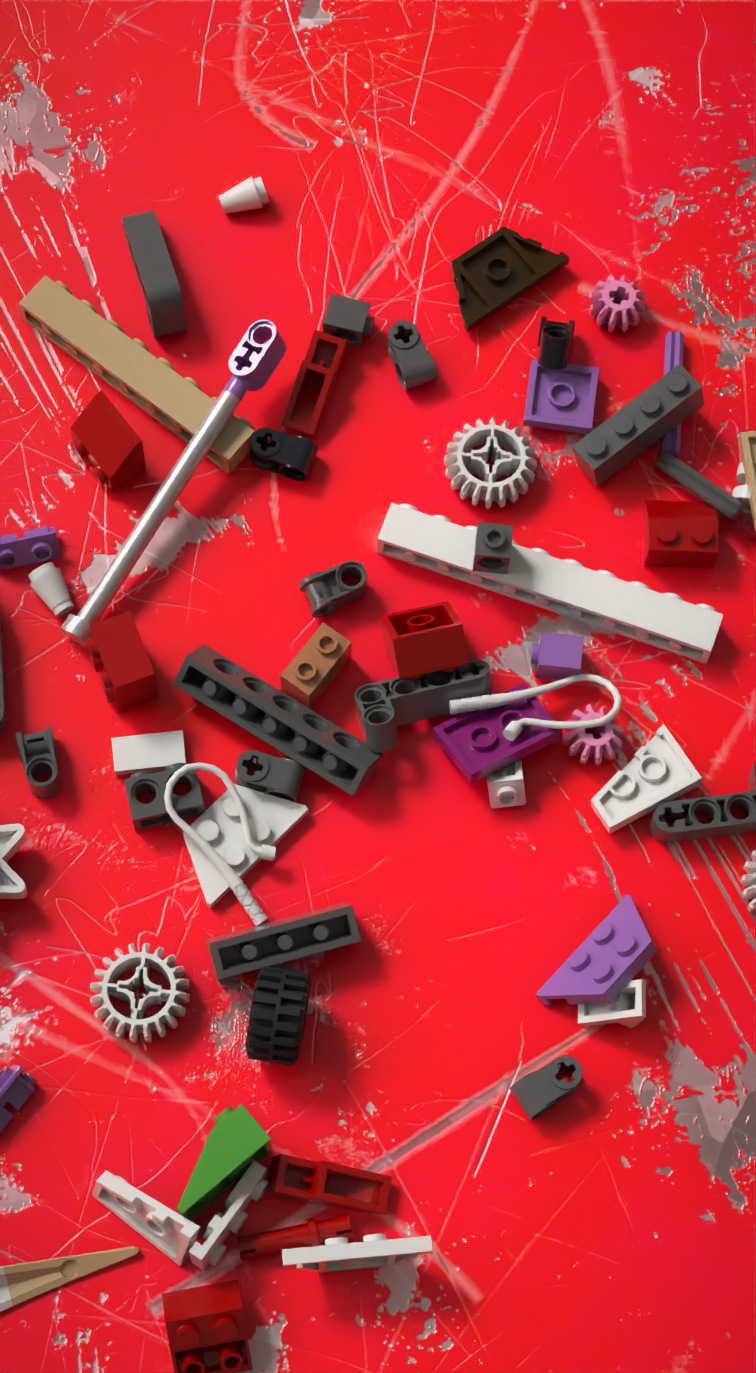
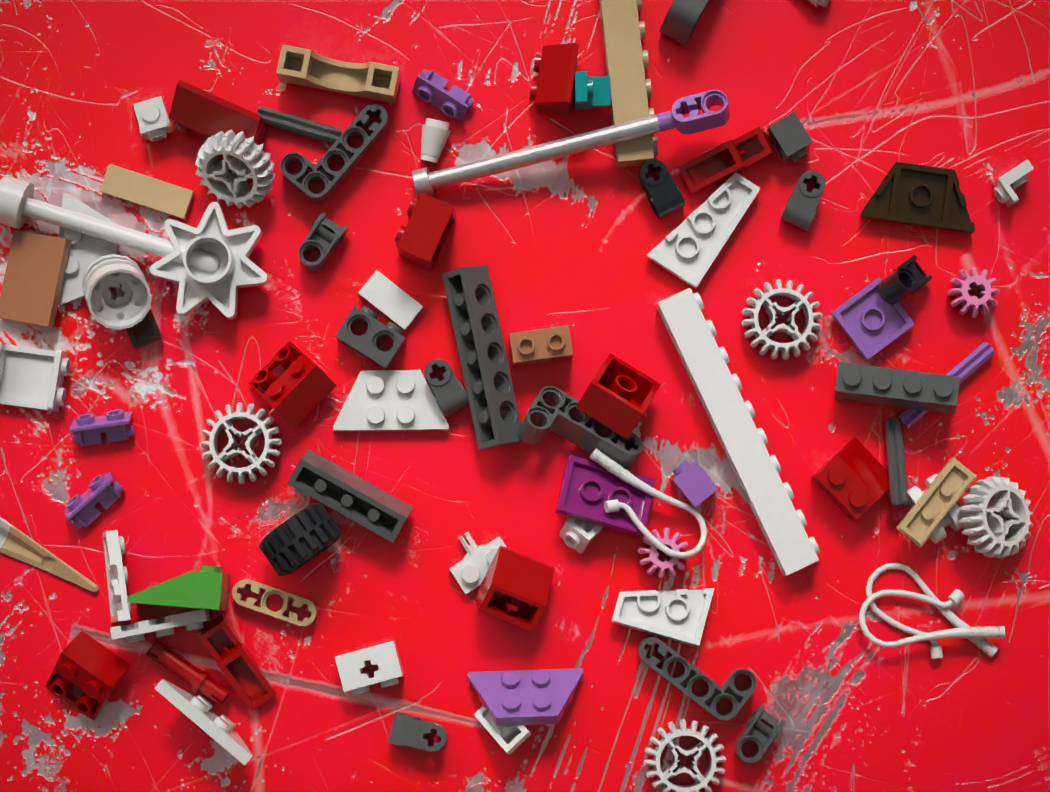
camera: 45 degrees right, 15 degrees up
(54, 1157) = (100, 491): none -> medium lavender hinge
(135, 899) = (292, 384): none -> red slope
(150, 425) = (591, 91): none -> teal slope
(265, 851) = (394, 431): white piece -> none
(279, 1104) = (256, 587): none -> tan beam
(332, 589) = (601, 305): dark grey piece -> none
(357, 460) = (700, 237): none -> white wing
(450, 892) = (475, 563): none -> white plate
(450, 1049) = (351, 666): none -> white brick
(492, 548) = (716, 380): dark grey brick -> none
(503, 878) = (515, 589): none -> red slope
(555, 203) = (1014, 177): none -> white bracket

